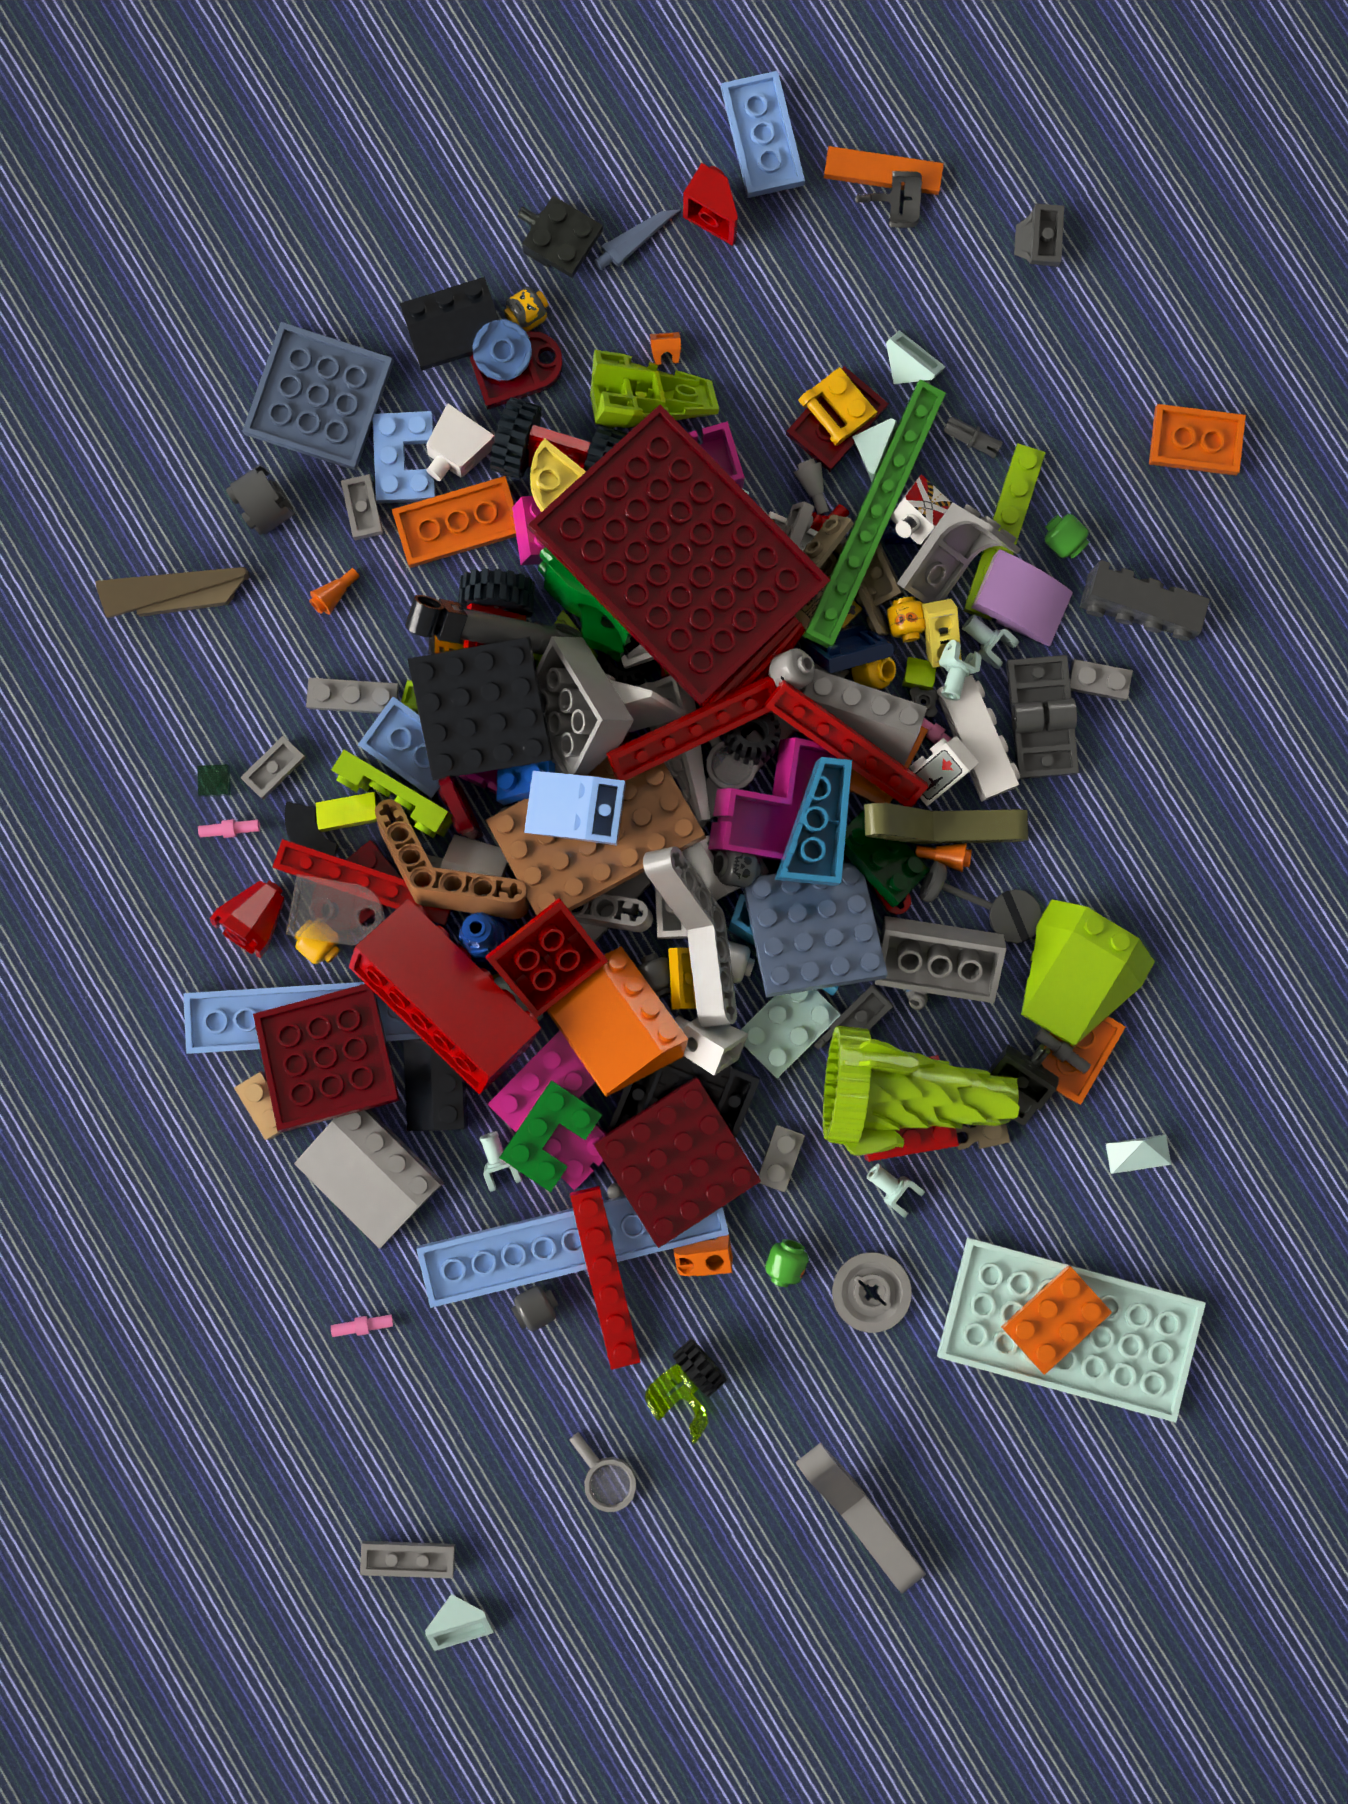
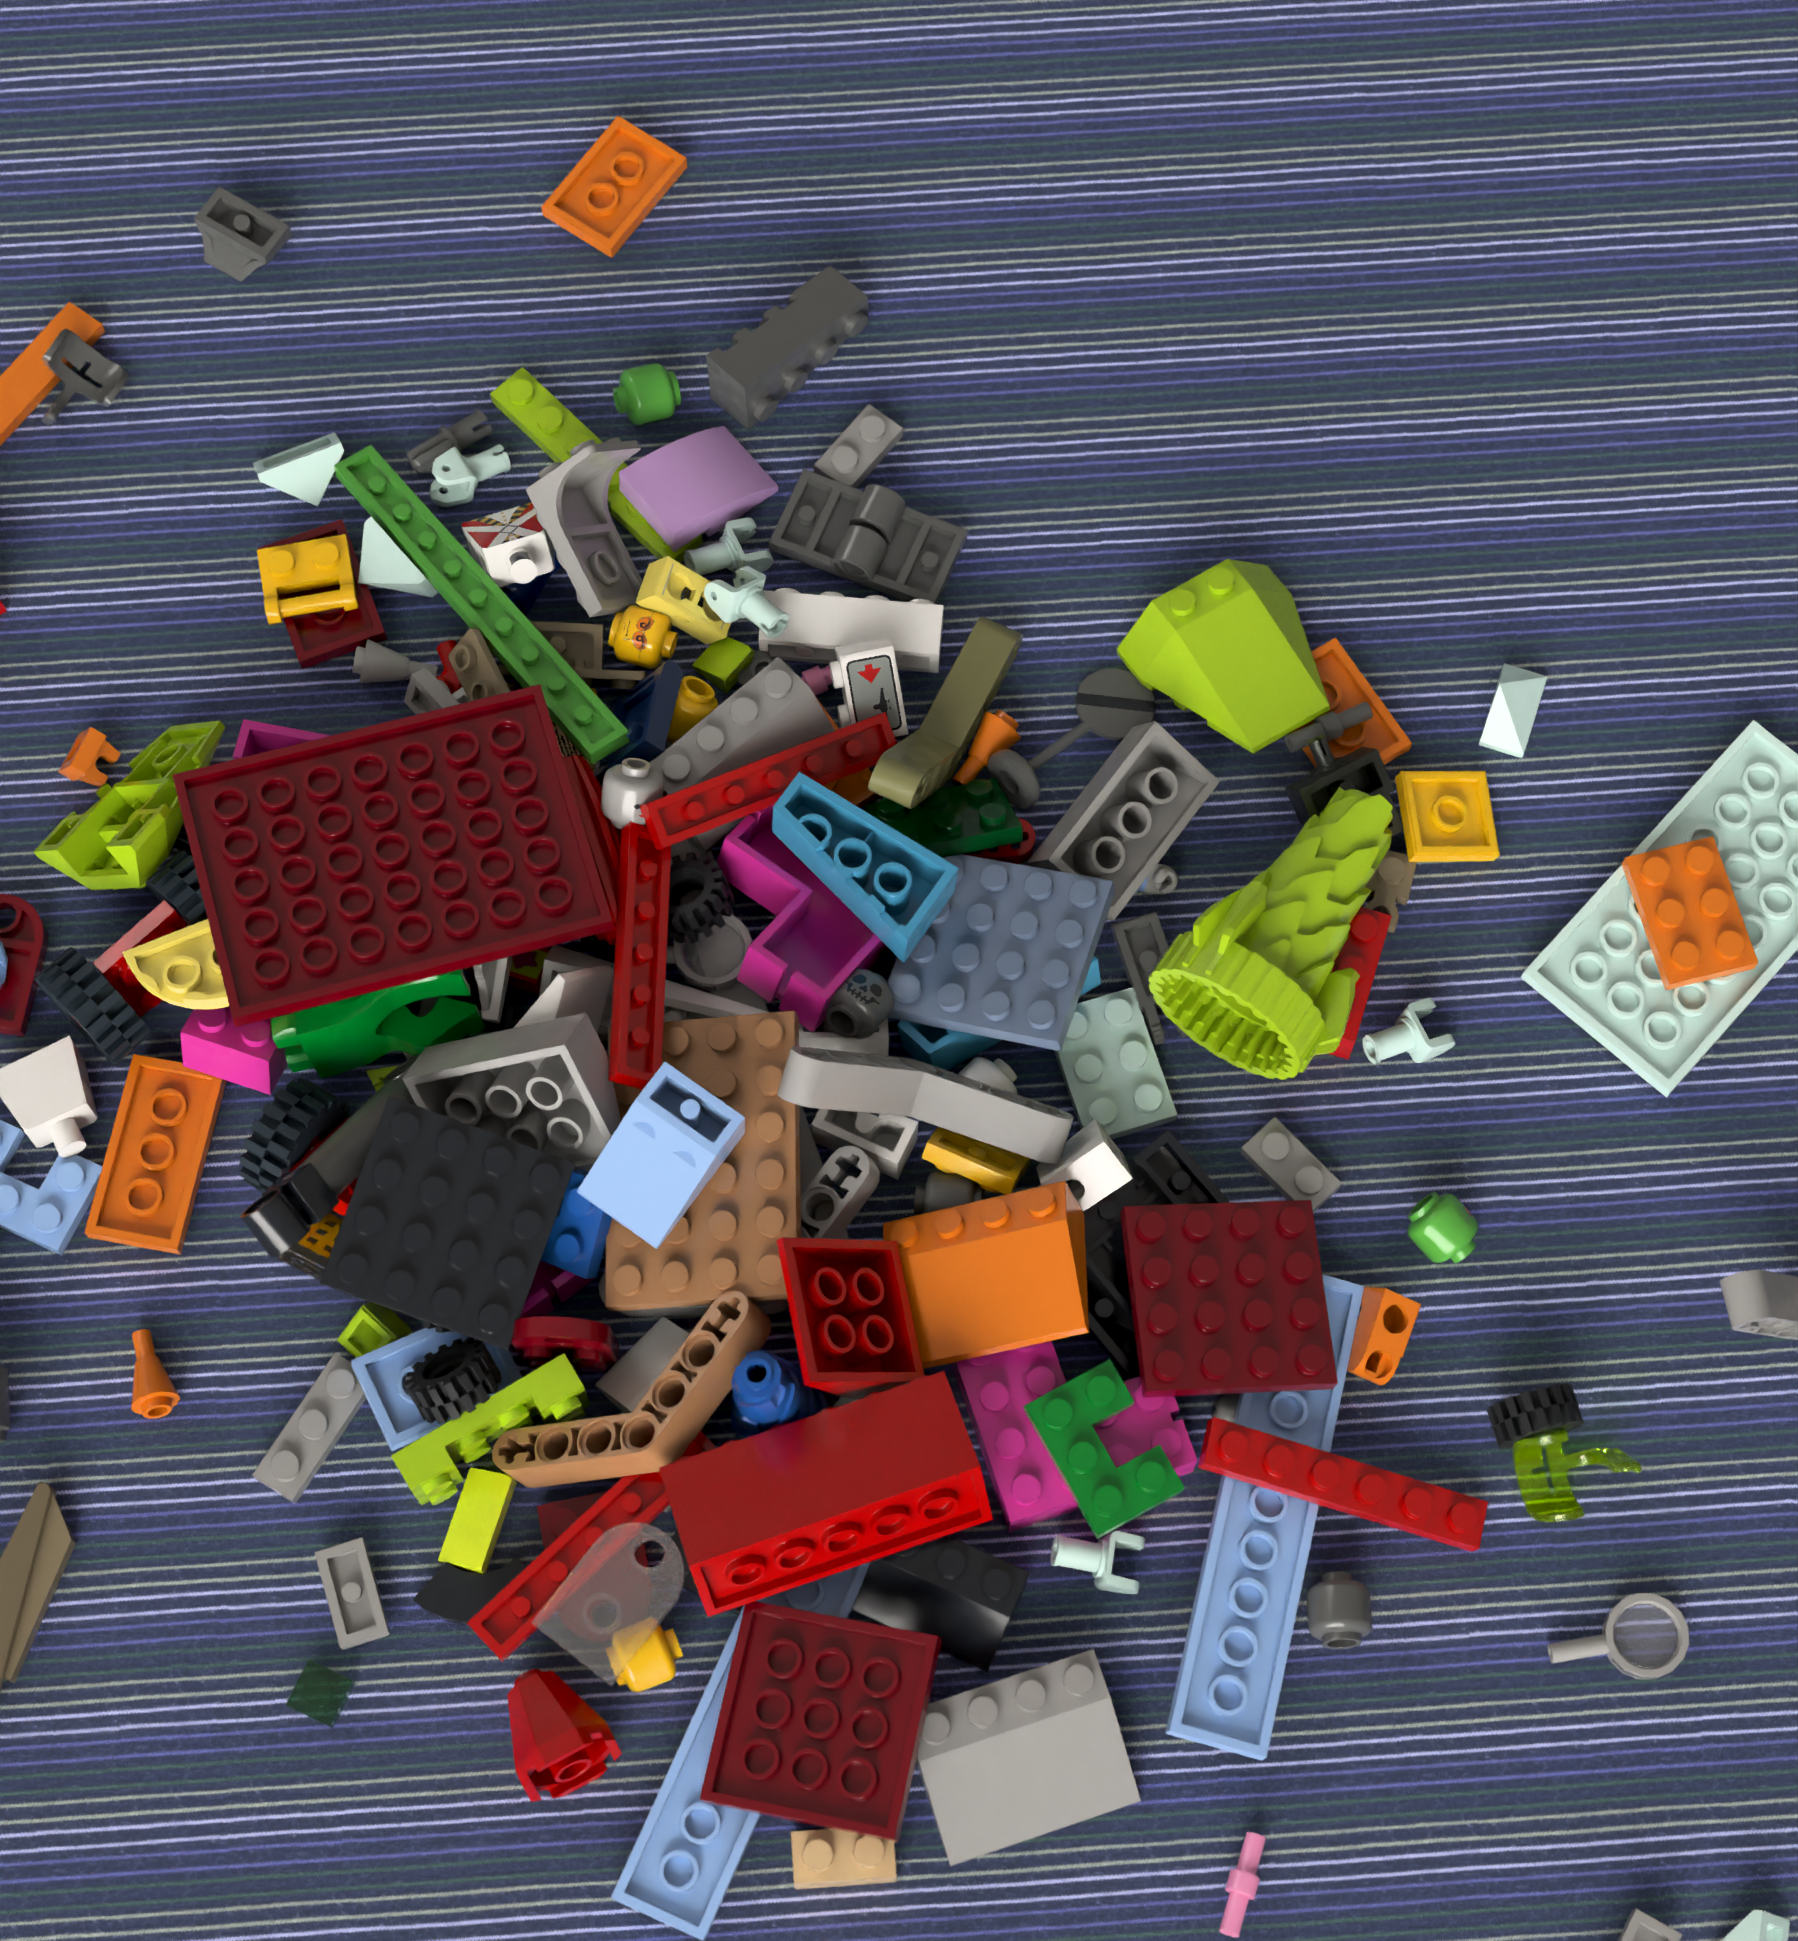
camera: 60 degrees left, 15 degrees down
(229, 828) = (404, 1706): bright pink bar -> none
(362, 507) = (55, 1274): light grey plate -> none
(403, 759) = (453, 1380): none -> black tyre
(892, 1288) = (1546, 1109): light grey gear -> none
(954, 456) = (464, 474): none -> light aqua piece
(1046, 1147) = (1447, 816): none -> yellow tile

